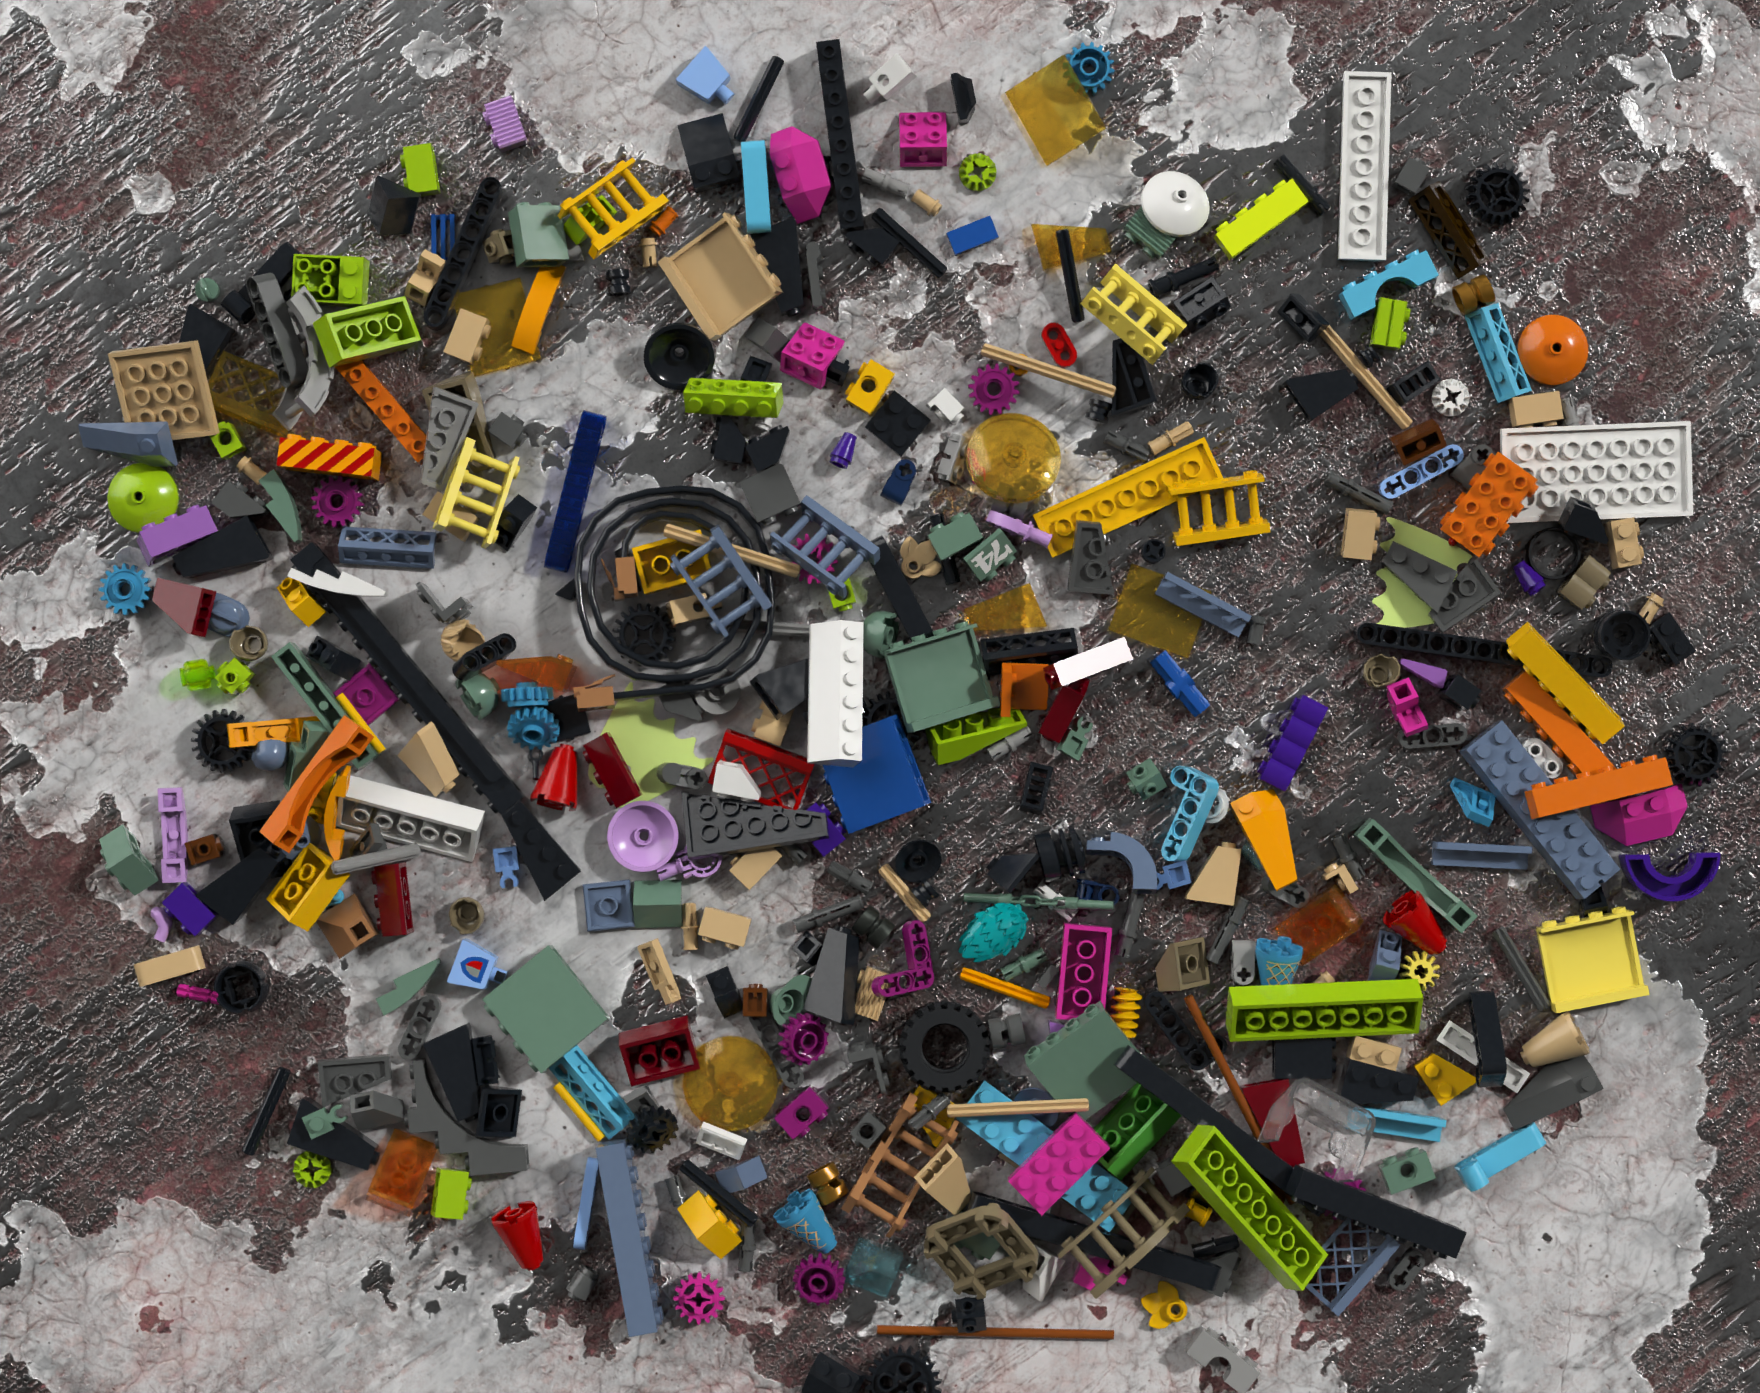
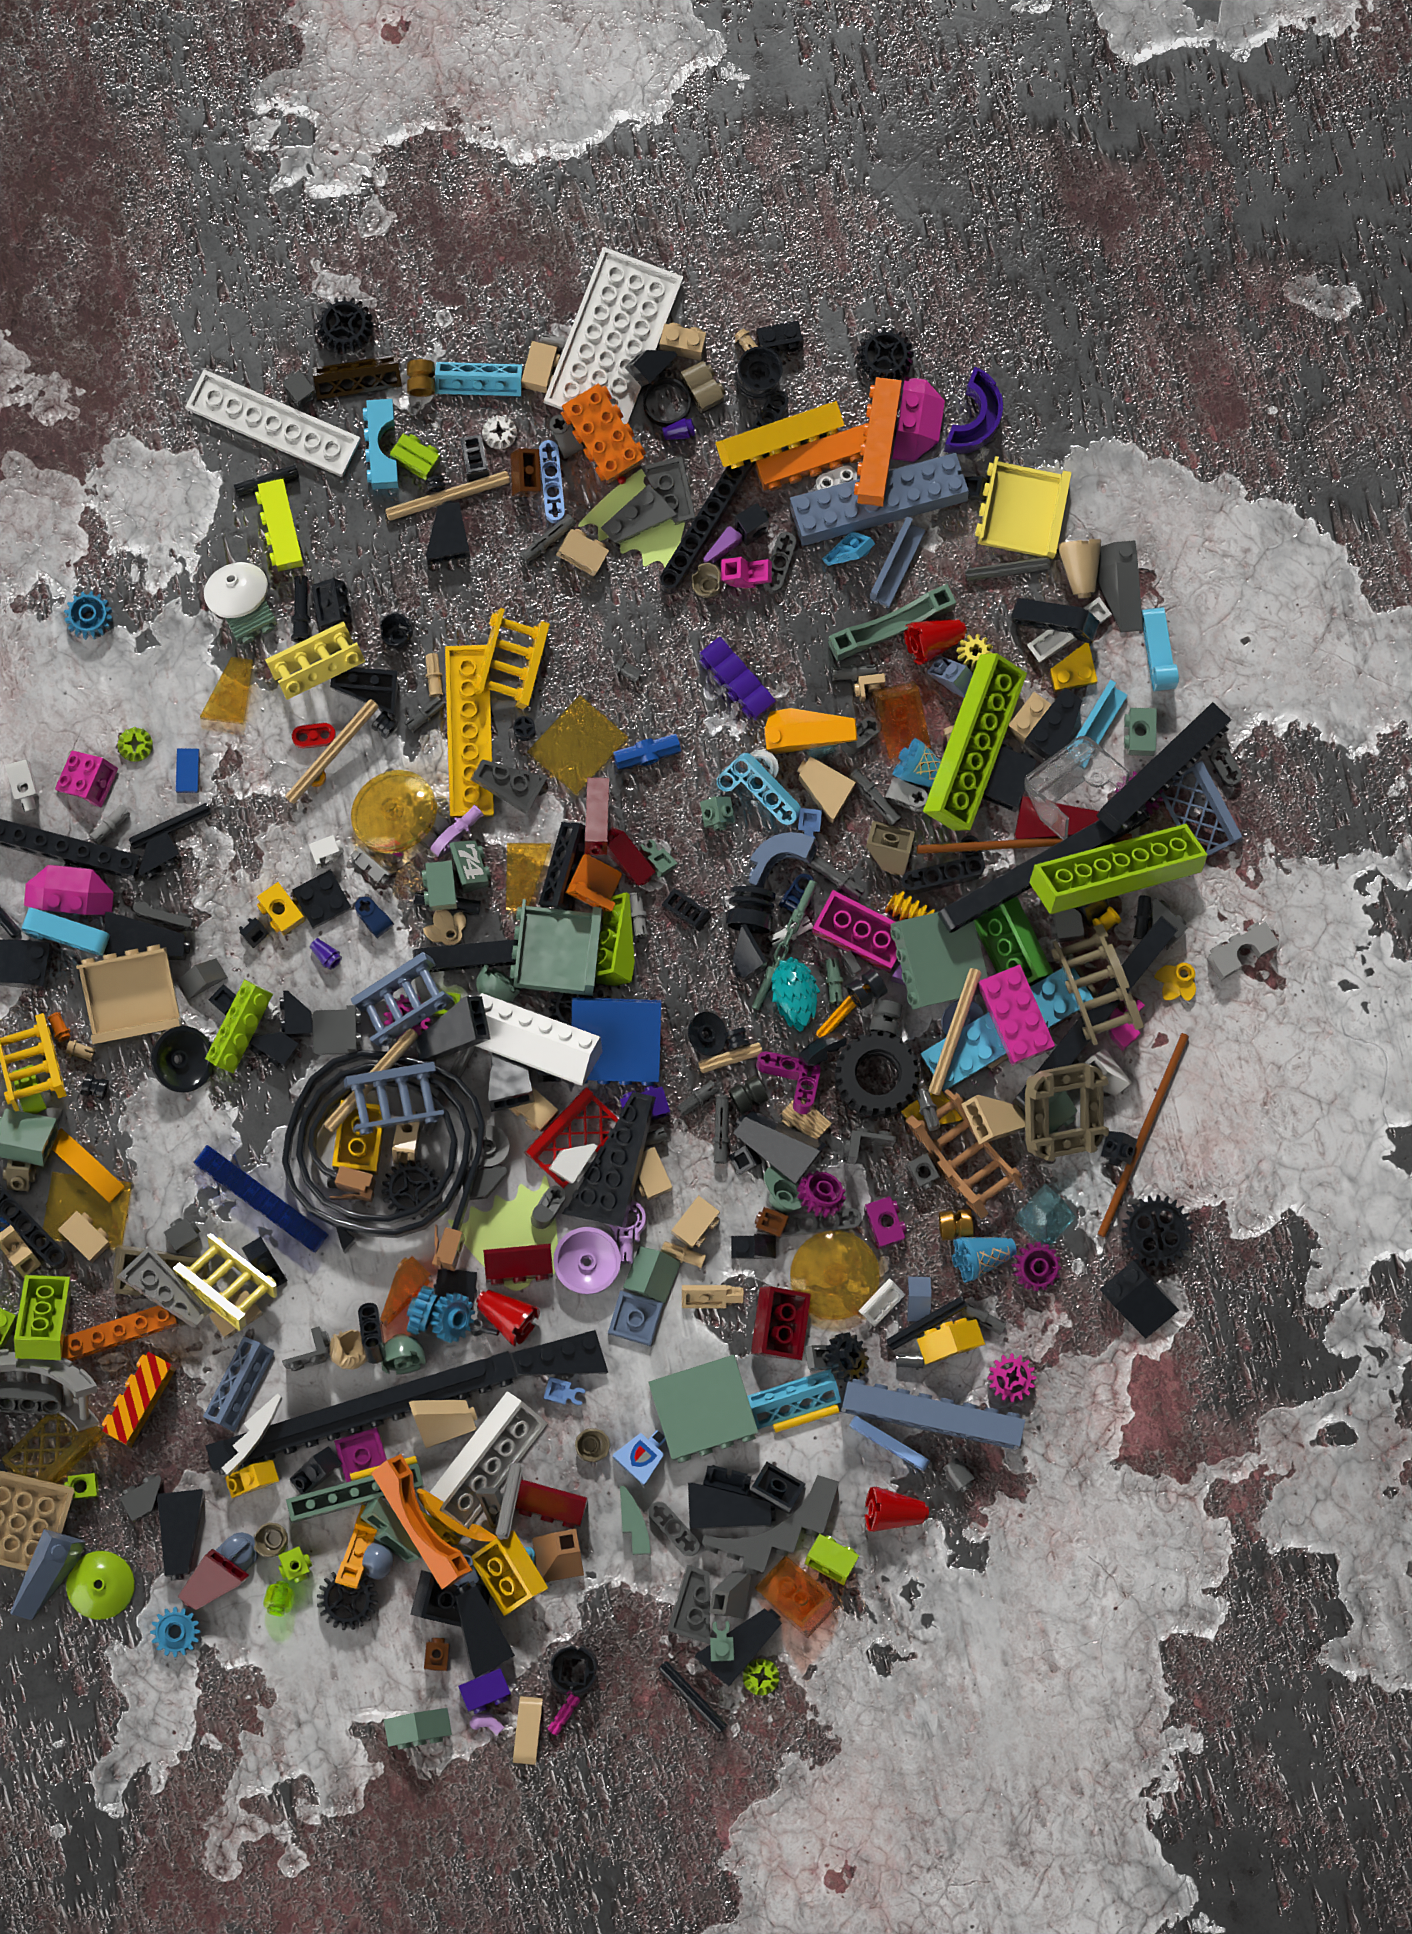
camera: 75 degrees left, 10 degrees down
(174, 834) = (412, 1678): lavender slope -> none
(175, 533) = (145, 1566): medium lavender wedge -> none
(250, 469) = (118, 1476): tan pin -> none
(283, 504) = (162, 1460): sand green slope -> none
(325, 499) = (167, 1407): magenta gear -> none
(810, 355) = (230, 948): dark pink bracket -> none
(815, 613) = (455, 1030): none -> black slope
(927, 203) = (142, 797): tan pin -> none
(945, 977) = (817, 1050): none -> black slope
(963, 97) = (65, 728): black slope -> none
(997, 377) = (328, 794): magenta gear -> none
(1033, 1006) = (873, 985): none -> black wheel
(1055, 110) = (111, 656): clear yellow piece -> none
(1070, 275) = (258, 701): black axle -> none
(1202, 604) = (587, 705): sand blue fence -> none
(1302, 317) = (378, 524): black slope -> none
(1540, 359) = (498, 346): orange dish -> none

